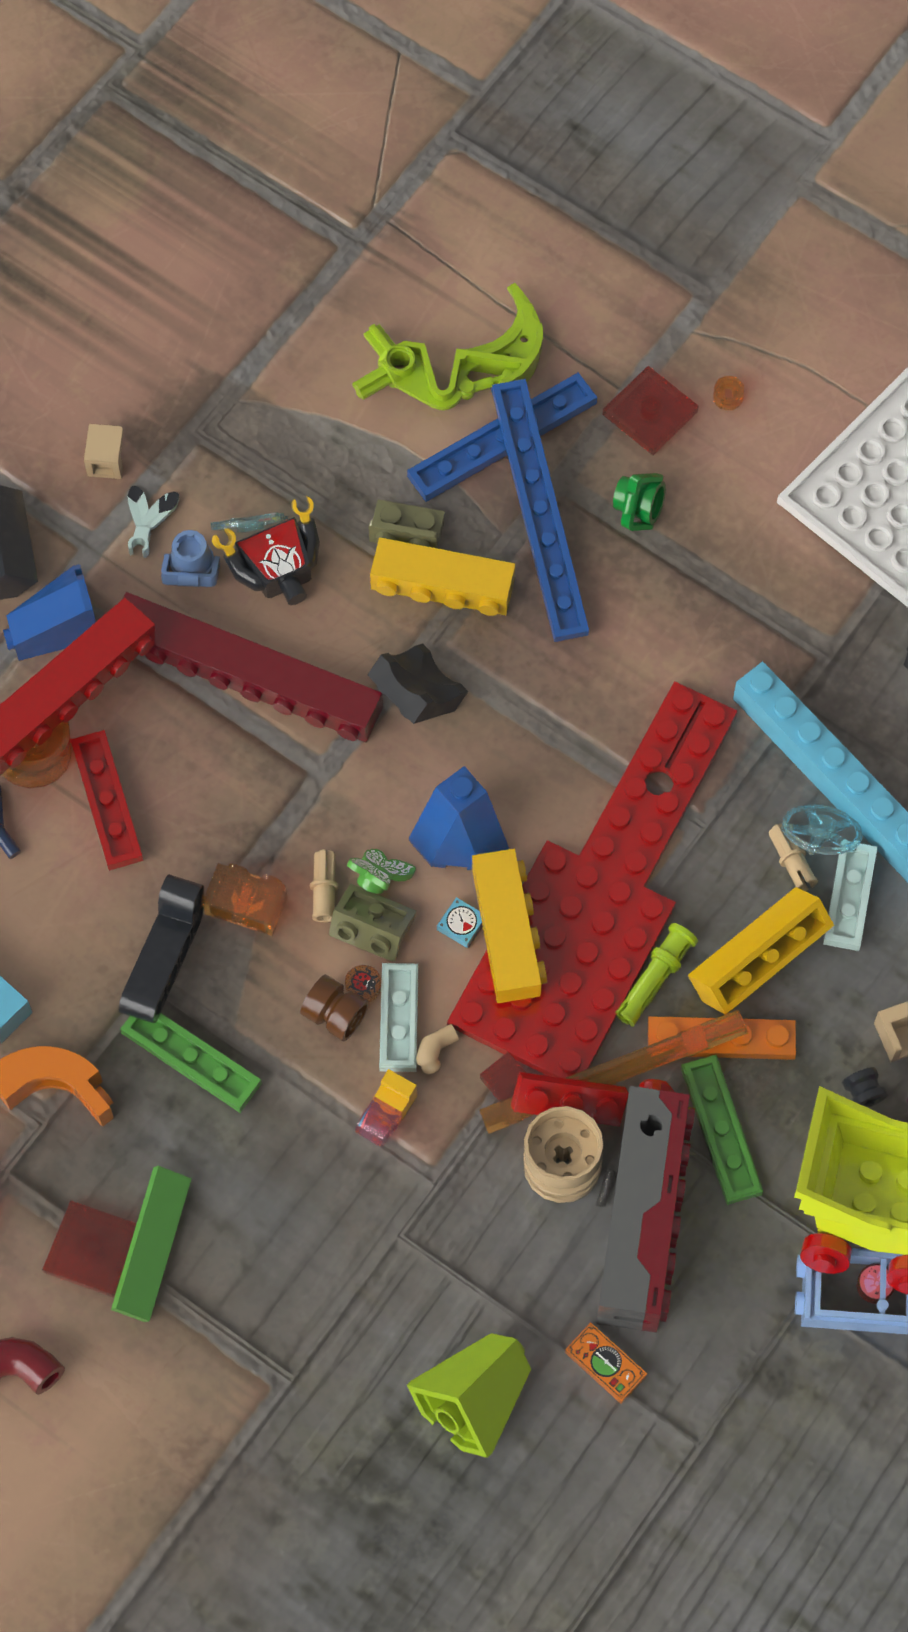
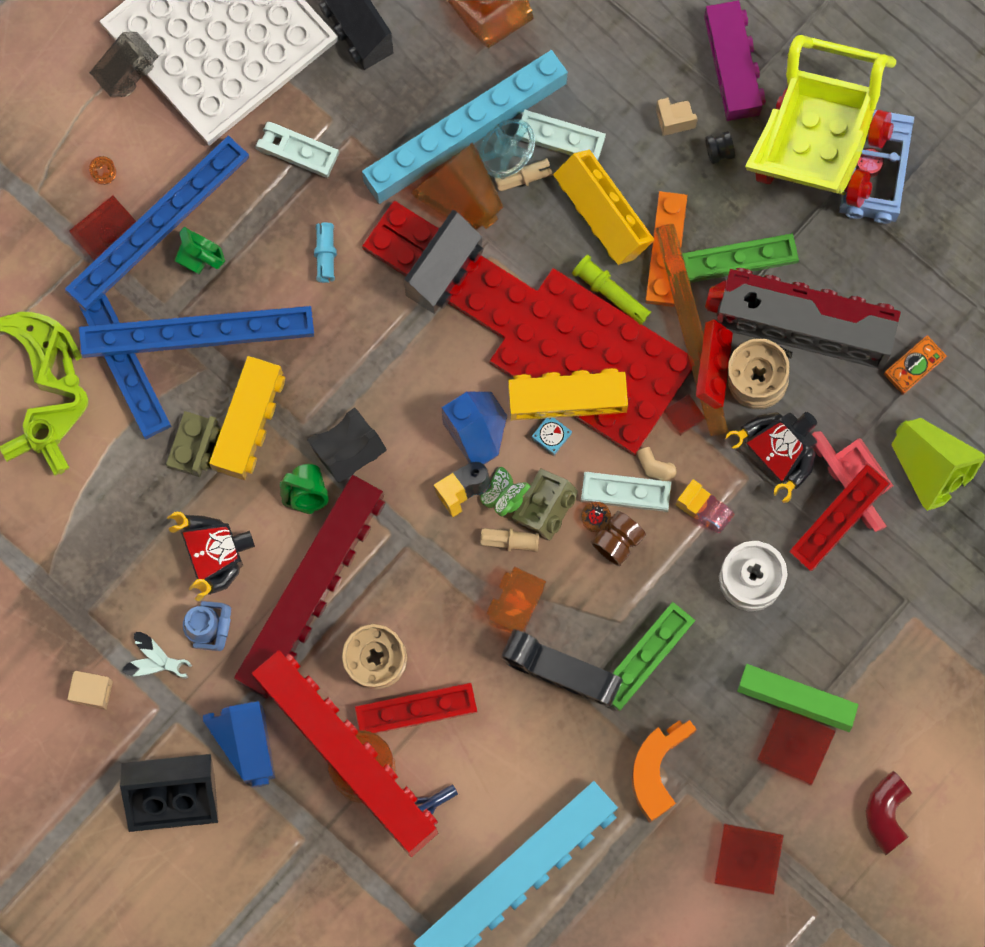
camera: 85 degrees left, 10 degrees up
(160, 723) = (358, 651): none -> tan wheel
(248, 524) = (181, 569): clear light blue wheel -> none
(320, 1173) = (765, 564): none -> white wheel
(359, 646) = (307, 489): none -> green piece
(383, 822) = (462, 485): none -> leg
(385, 1270) = (839, 517): none -> red plate
(446, 1293) = (845, 467): none -> coral bracket
(471, 1193) = (782, 446): none -> torso
(656, 760) = (443, 263): none -> slope
(659, 641) = (325, 252): none -> medium azure pin
(669, 453) = (156, 223): none -> blue plate
(758, 783) = (463, 187): none -> clear orange slope
(785, 598) = (298, 149): none -> light aqua plate
(858, 392) = (124, 64): none -> clear smoke brick

